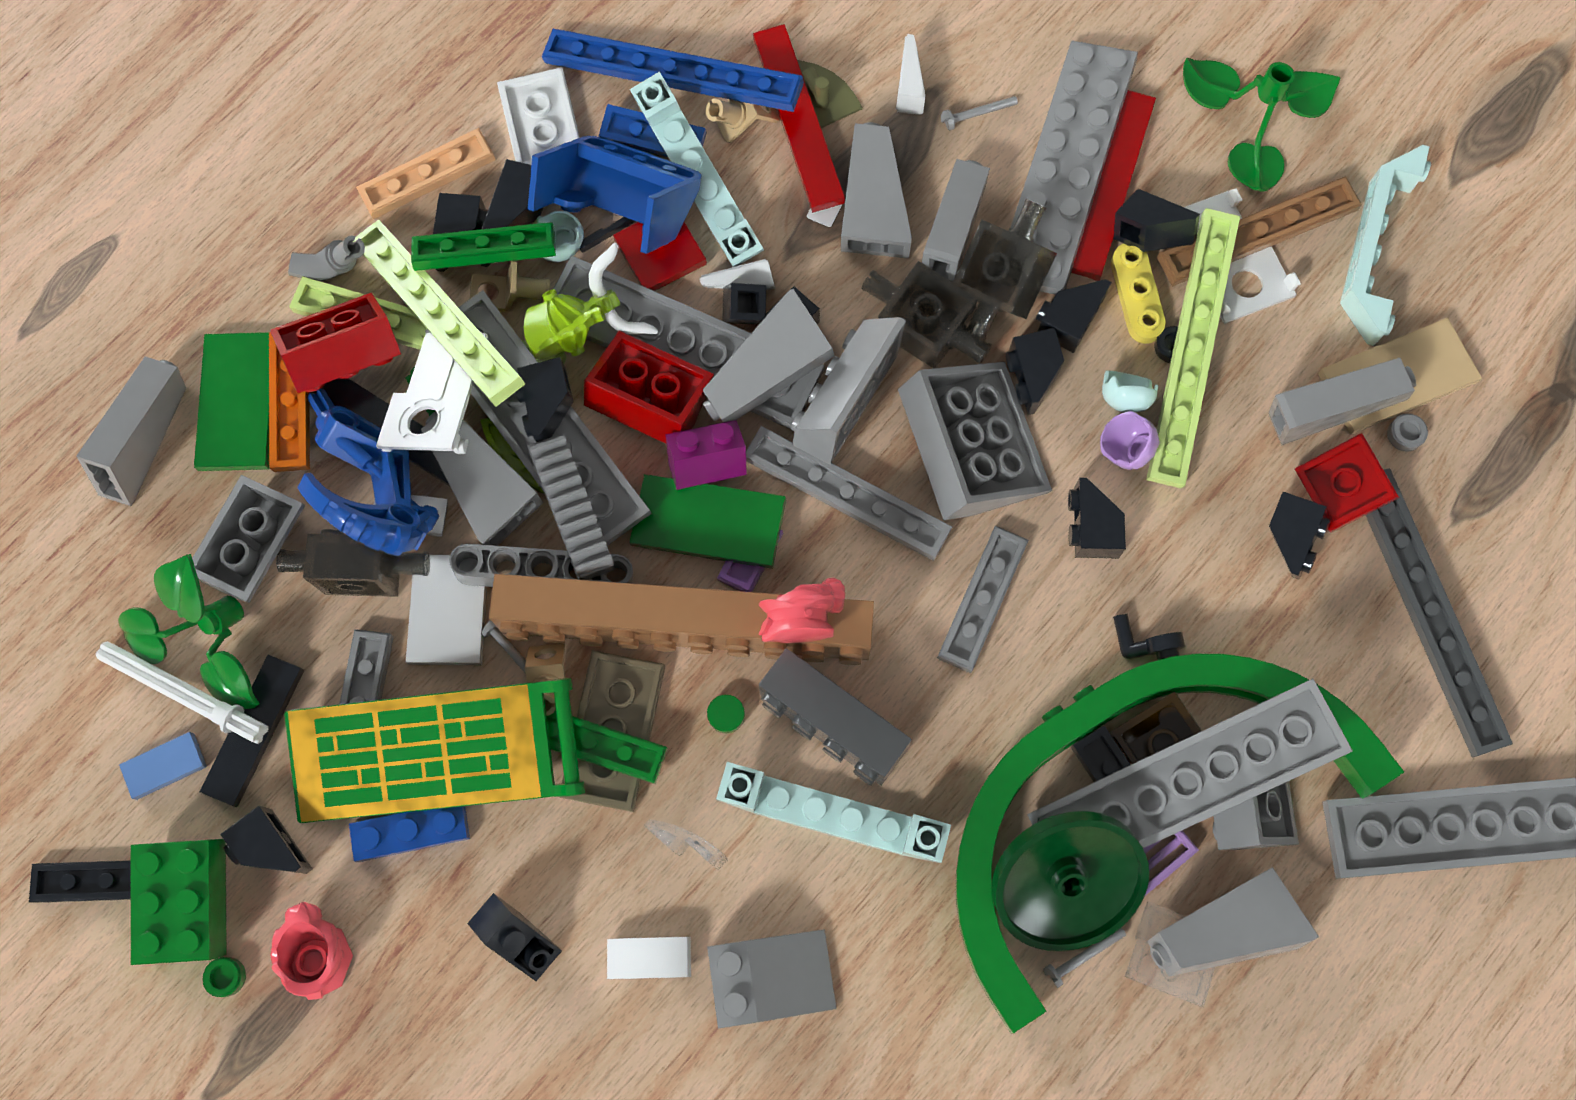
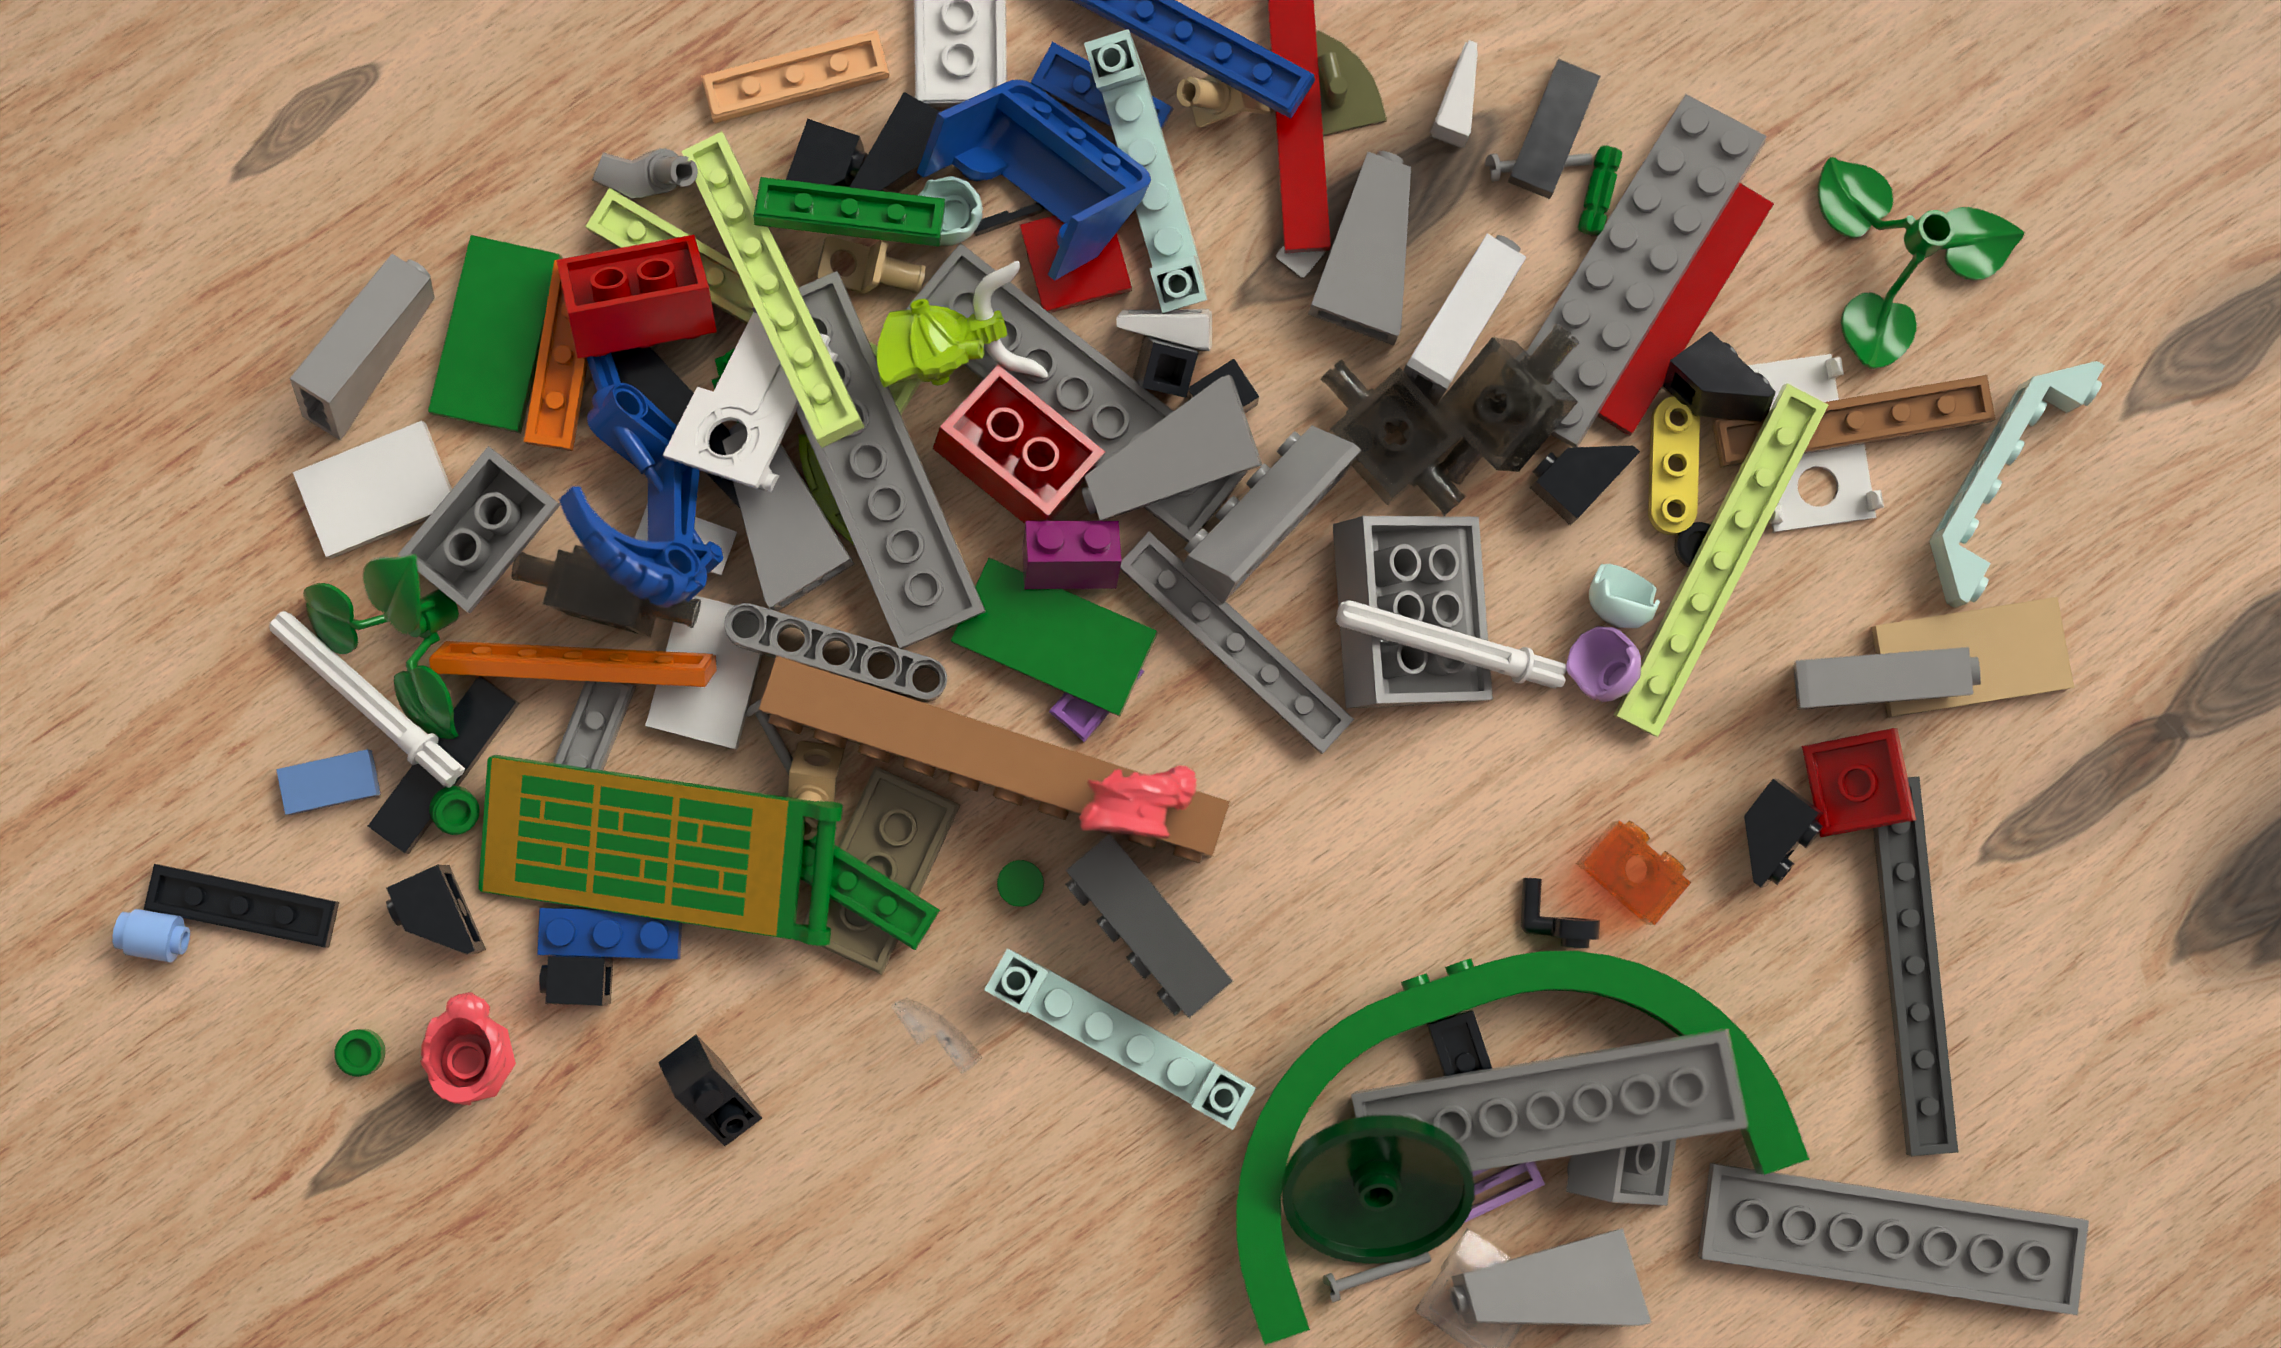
camera: 10 degrees right, 10 degrees up
(36, 921) = (151, 935): none -> light blue brick
(159, 533) = (374, 489): none -> white tile
(178, 901) = (322, 954): green brick -> none
(266, 762) = (454, 810): none -> green tile
(339, 625) = (574, 663): none -> orange tile
(389, 873) = (577, 980): none -> black brick
(545, 396) = (886, 441): black slope -> none
(571, 507) = (888, 587): light grey gear -> none
(649, 957) = (863, 1152): white slope -> none
(771, 978) = (1000, 1211): light grey slope -> none
(982, 599) = (1369, 816): light grey tile -> none
(984, 84) = (1554, 129): none -> black tile
(1029, 118) = (1600, 190): none -> green axle
(1036, 362) = (1517, 533): black slope -> none
(1066, 456) = (1519, 664): none -> white axle
(1097, 523) = (1535, 758): black slope -> none
(1156, 728) = (1536, 1032): dark brown slope -> none
(1175, 591) = (1607, 862): none -> clear orange brick
(1407, 432) = (1959, 732): light grey tile -> none

